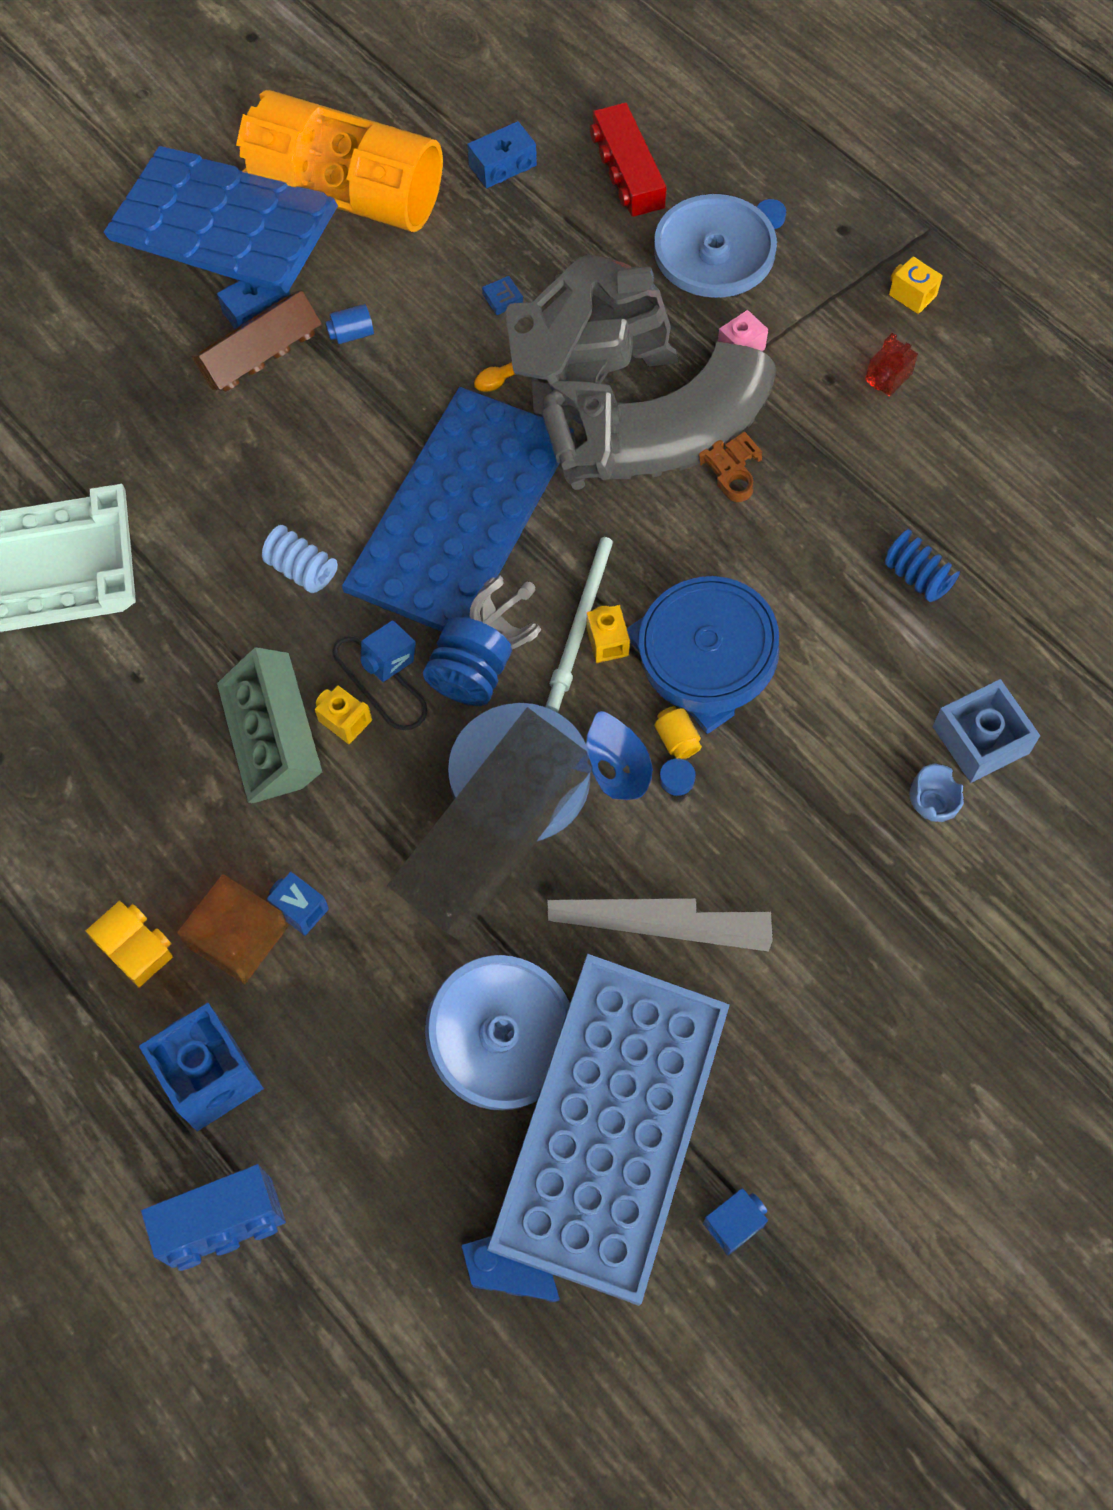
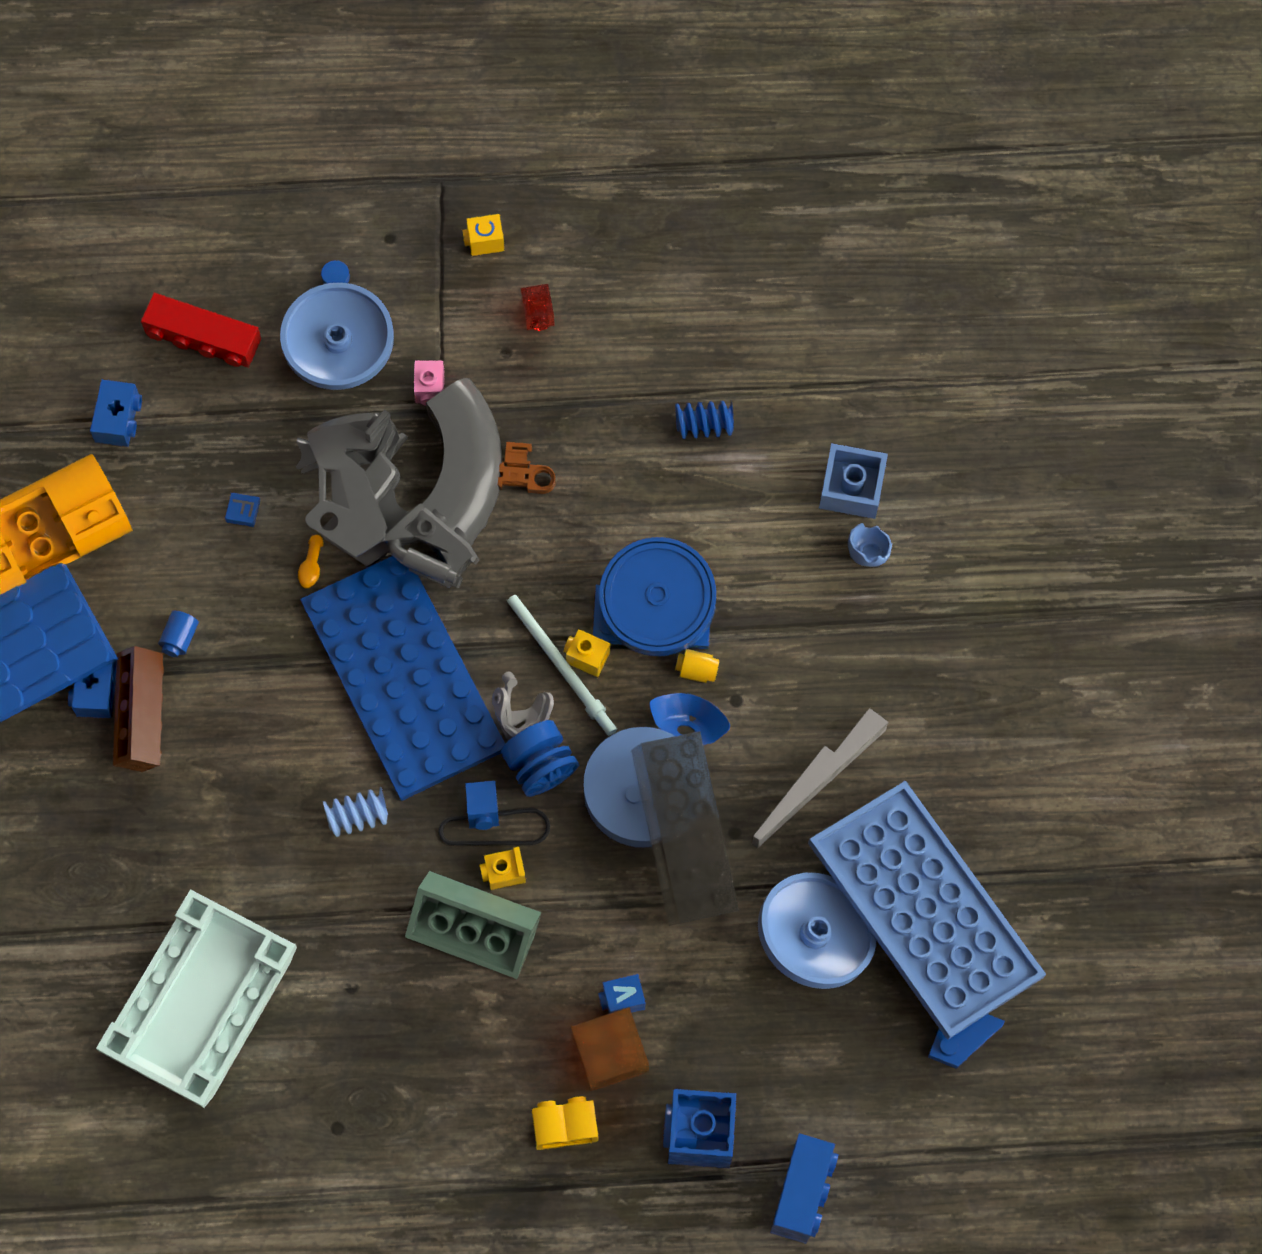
camera: 55 degrees left, 5 degrees up
(677, 777) = (725, 691): blue tile -> none
(736, 1220) = (1038, 882): blue brick -> none

